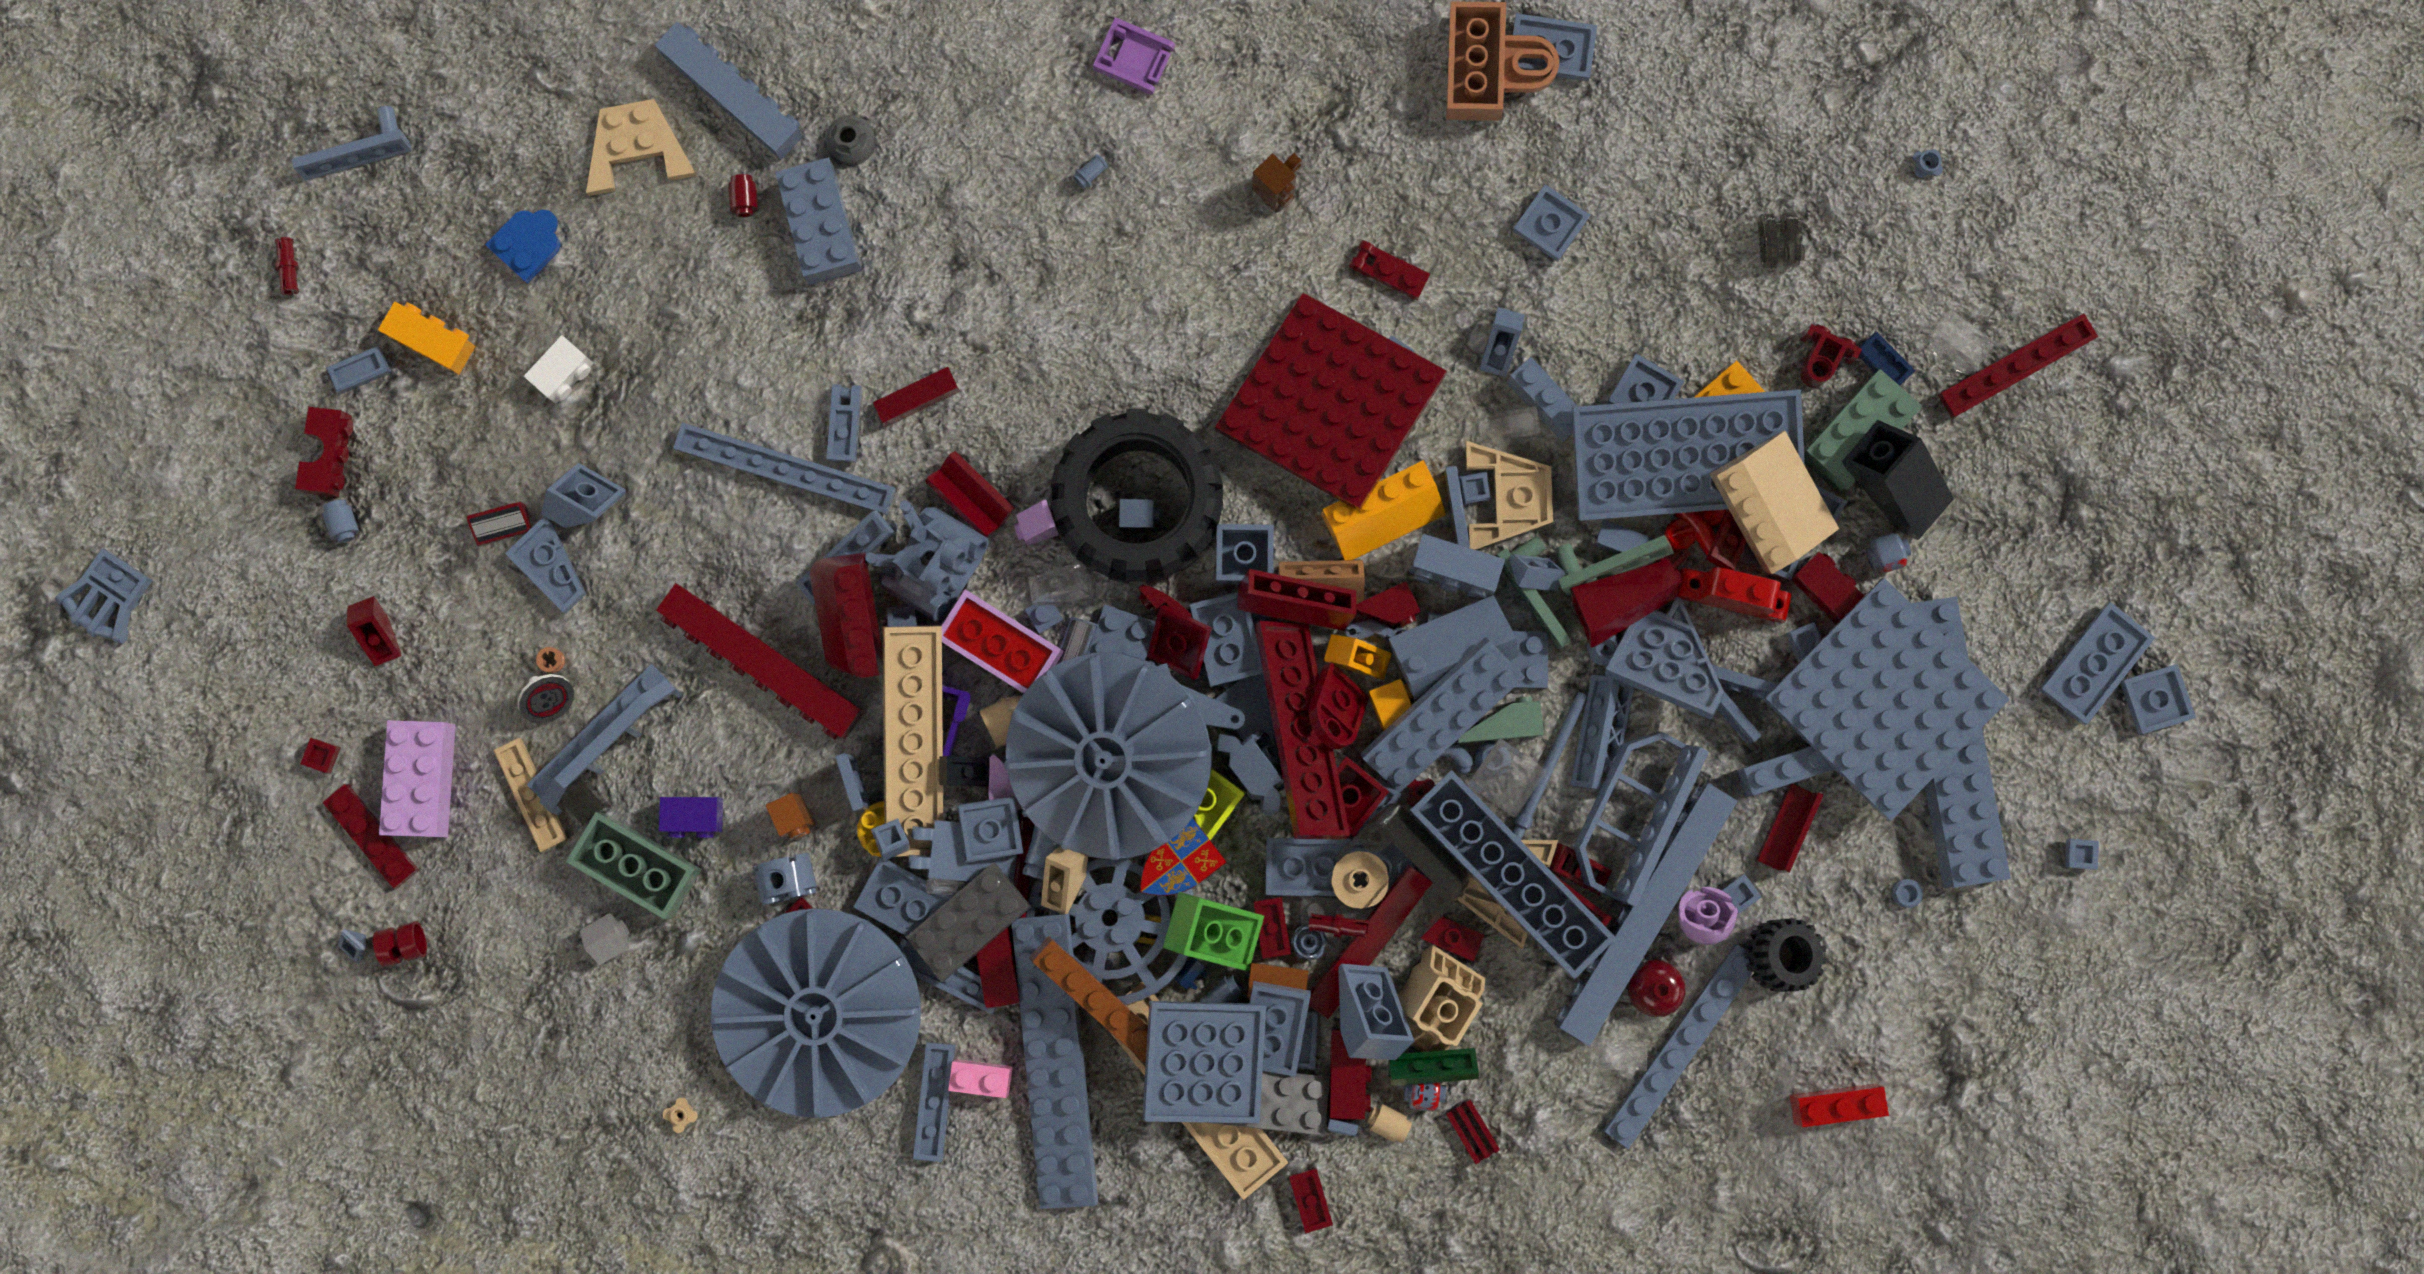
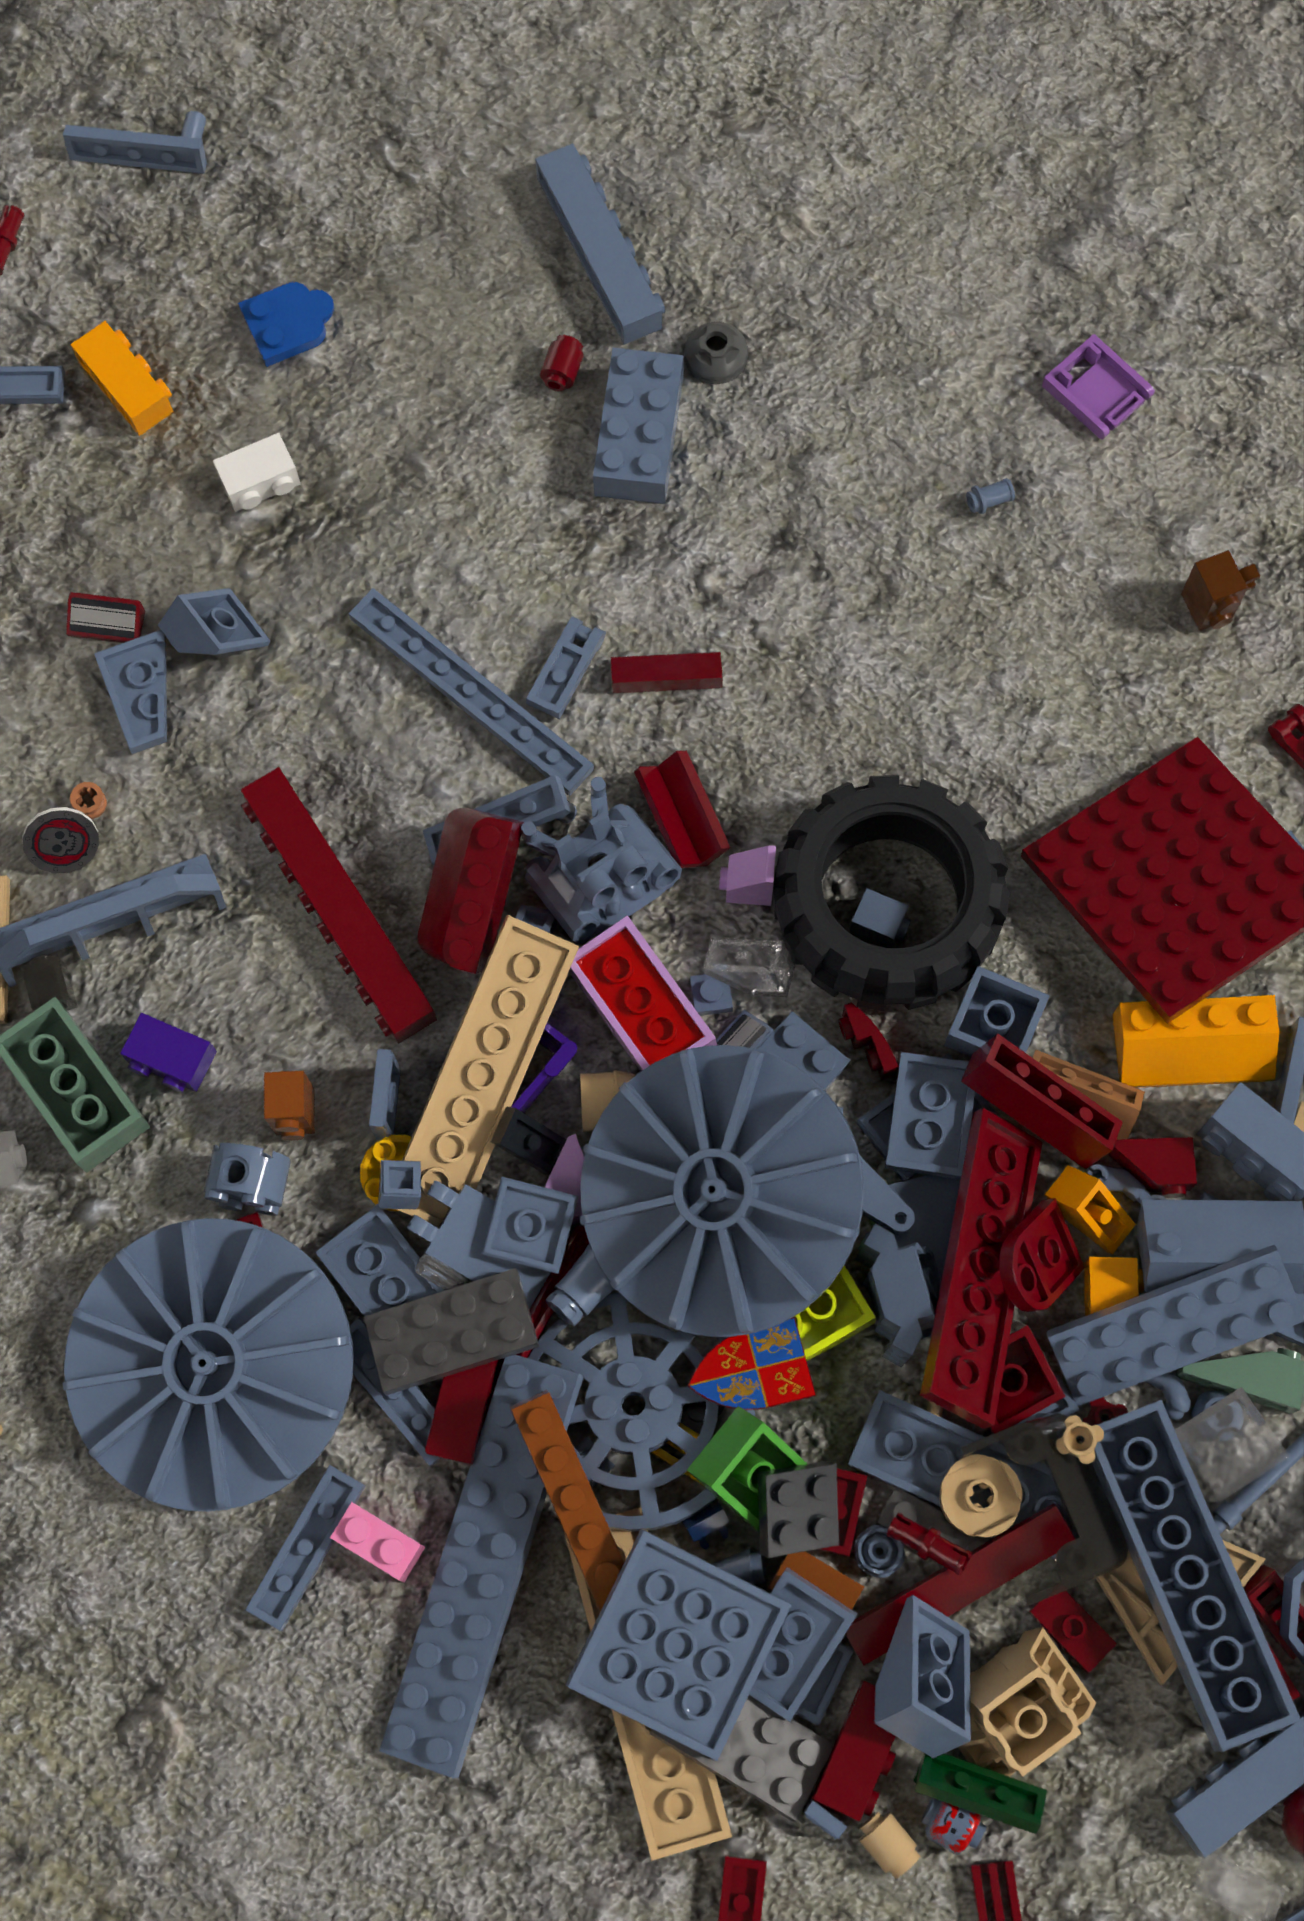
camera: 25 degrees right, 10 degrees down
(633, 134) = (464, 250): tan wing -> none
(1063, 879) = (595, 1327): tan slope -> none
(1179, 642) = (870, 1092): dark red tile -> none
(1245, 940) = (798, 1509): none -> black plate
(1415, 813) = (1091, 1436): none -> tan plate

